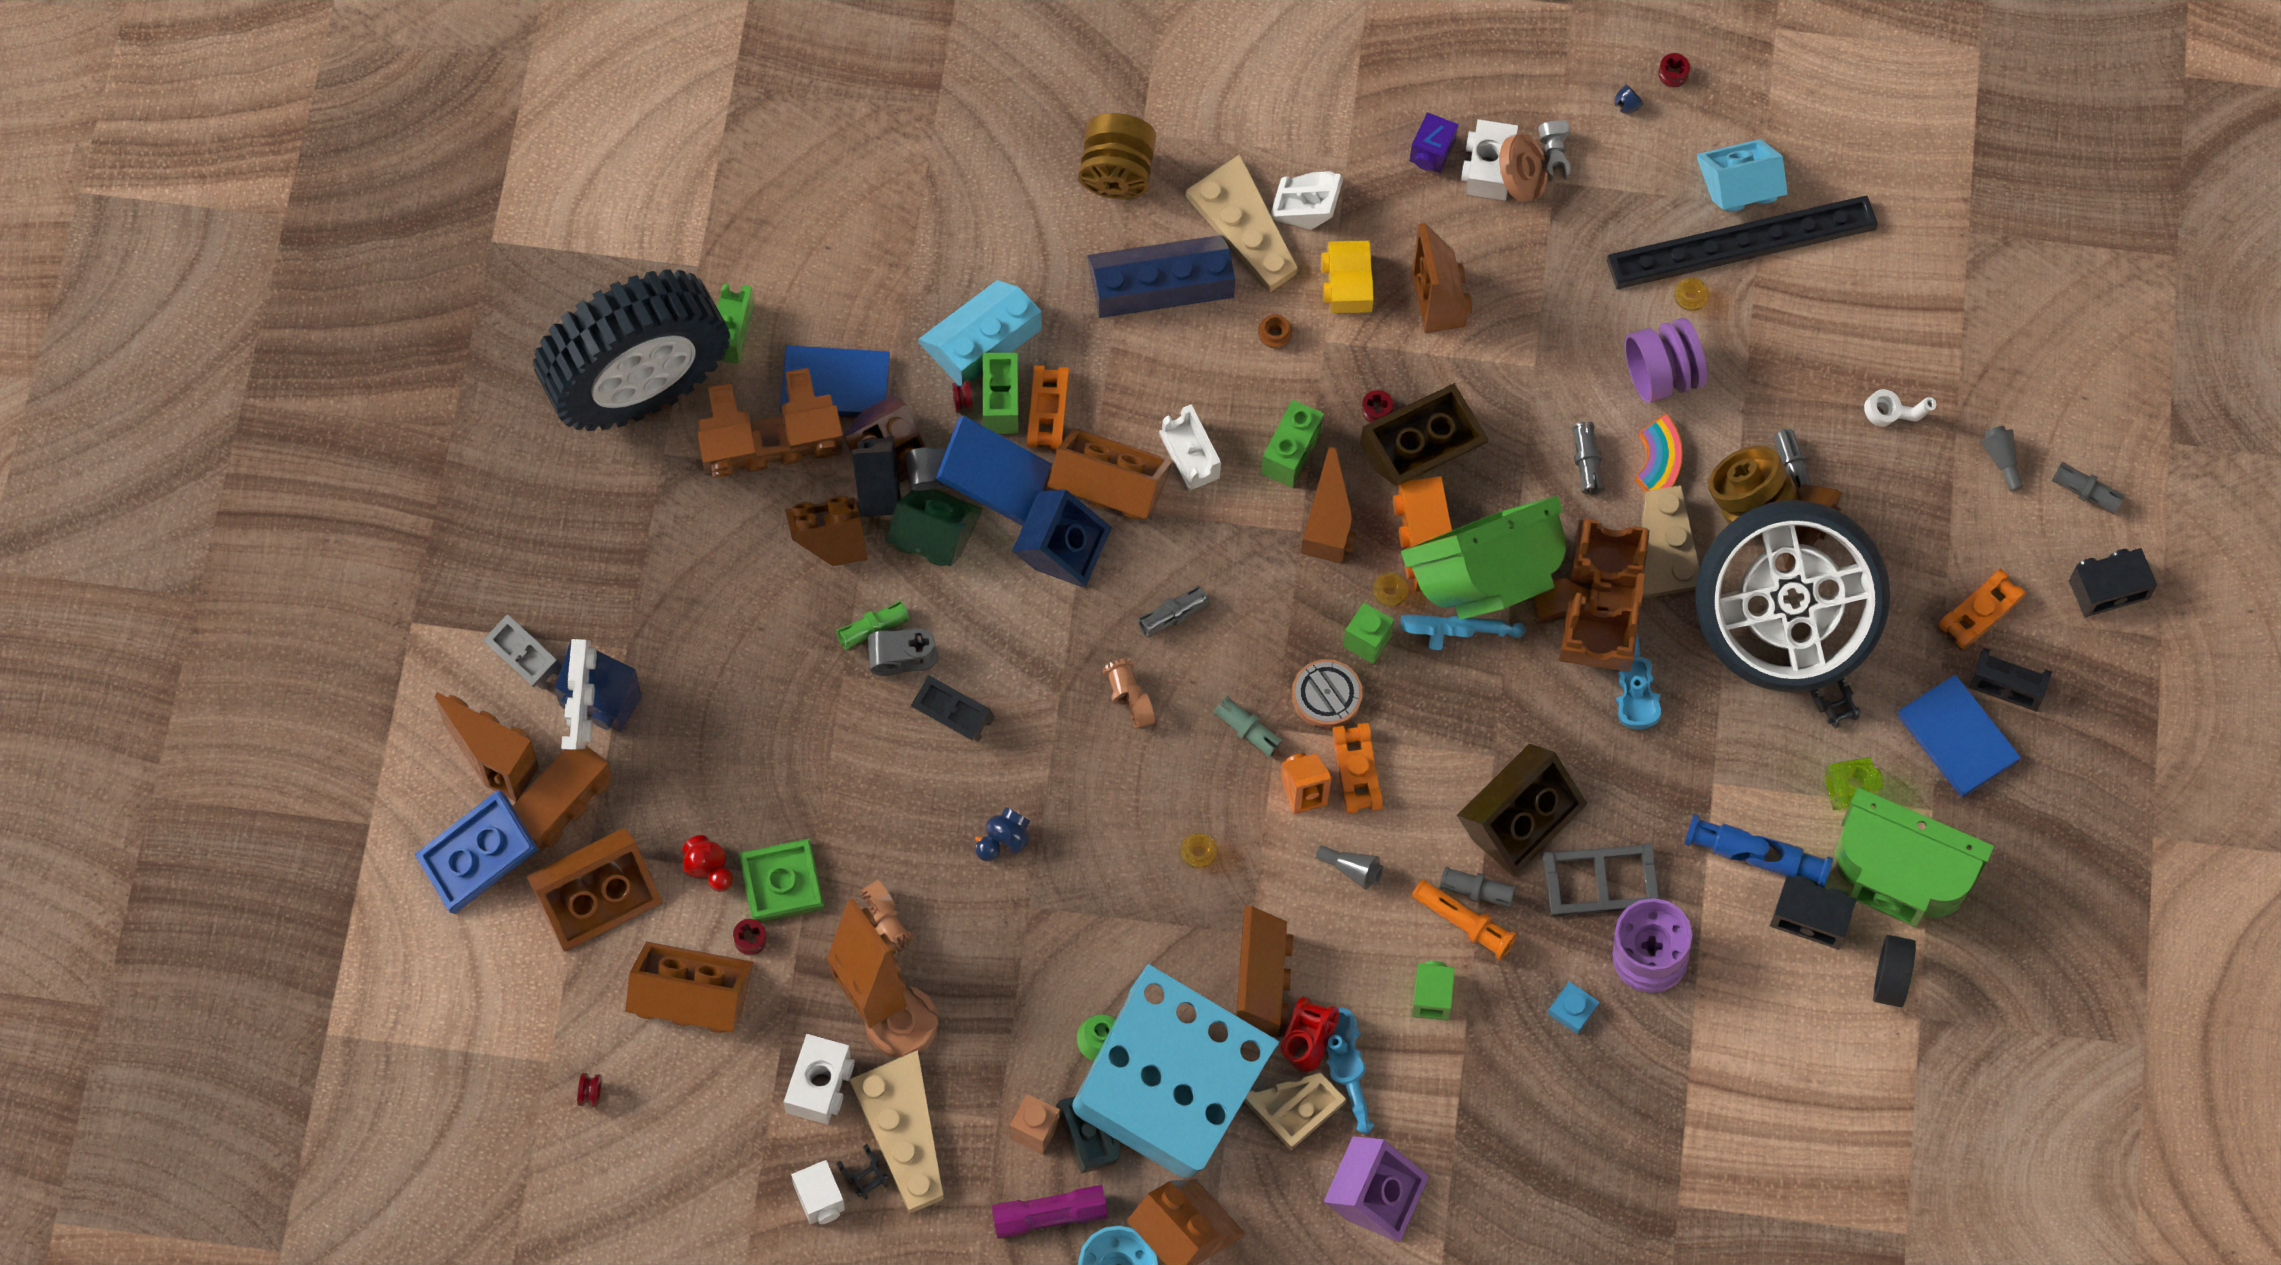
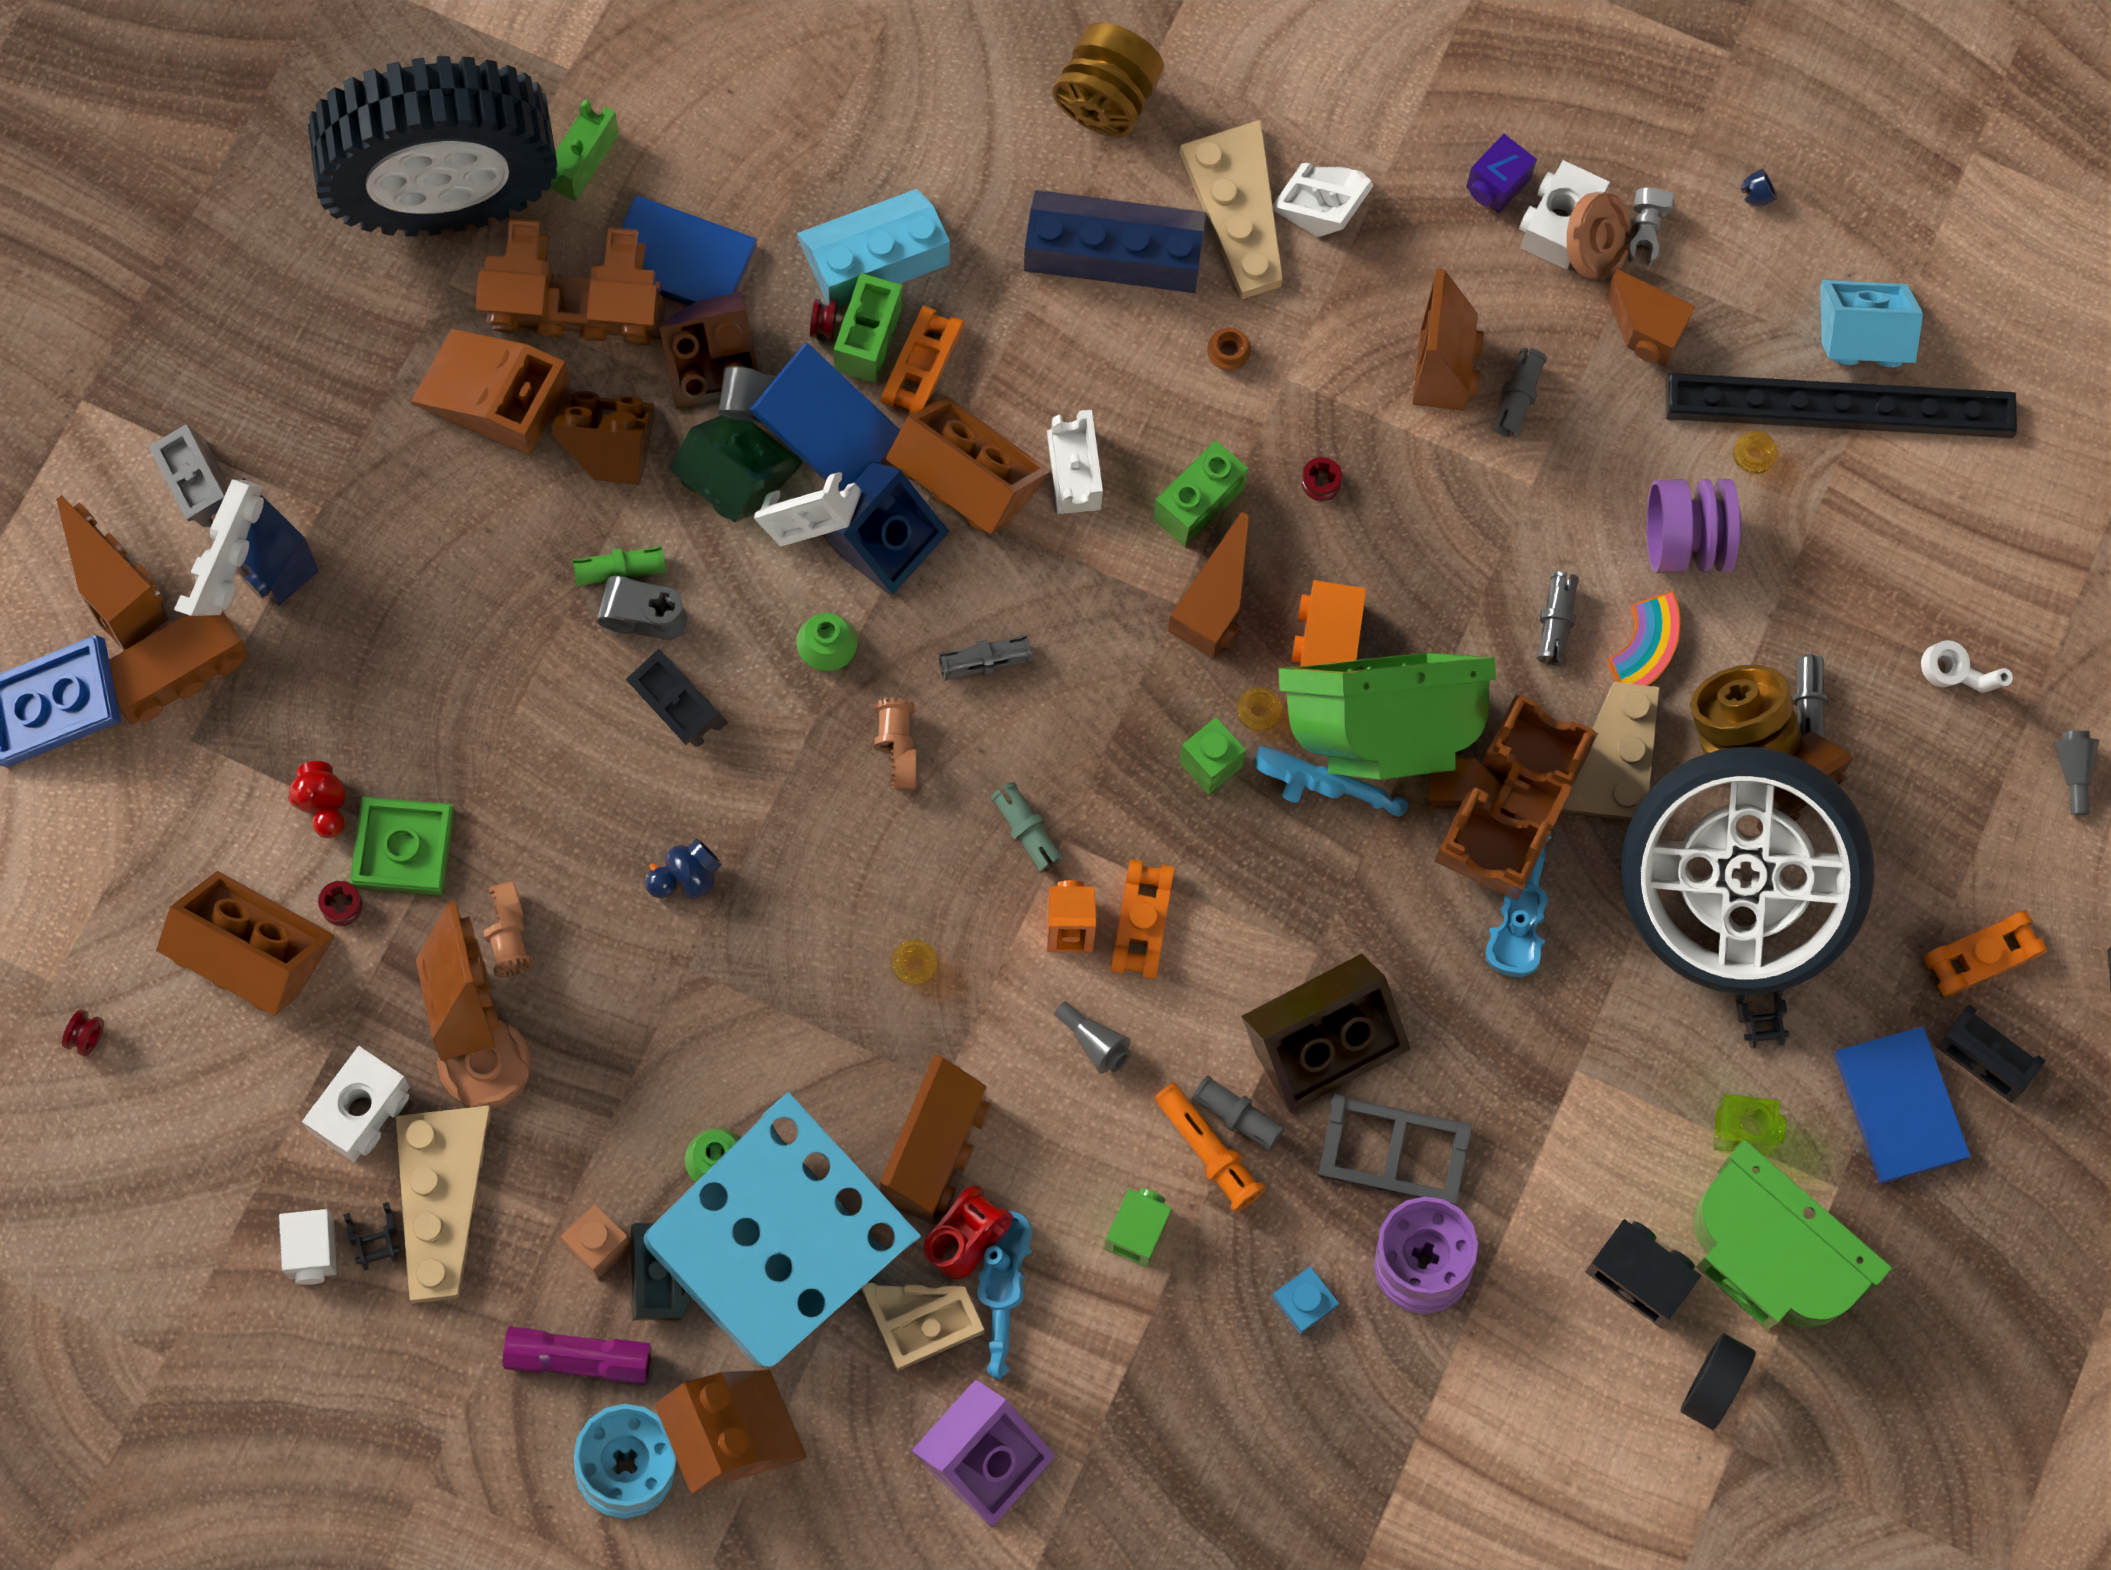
camera: 15 degrees right, 5 degrees up
(594, 889) = (174, 788): dark orange slope -> none
(729, 520) = (494, 388): none -> dark orange slope
(877, 476) = (682, 386): black hinge -> none
(1006, 543) = (809, 514): none -> white hinge
(1049, 635) = (827, 642): none -> bright green cone
(1326, 693) = (1137, 815): tile -> none
(1348, 276) = (1340, 309): yellow brick -> none
(1422, 436) = (1360, 531): dark brown slope -> none
(1503, 301) = (1519, 392): none -> dark grey pin
(1578, 217) = (1648, 317): none -> dark orange slope
(1674, 79) = (1834, 158): dark red bush -> none
(1741, 845) = (1579, 1159): blue piece -> none

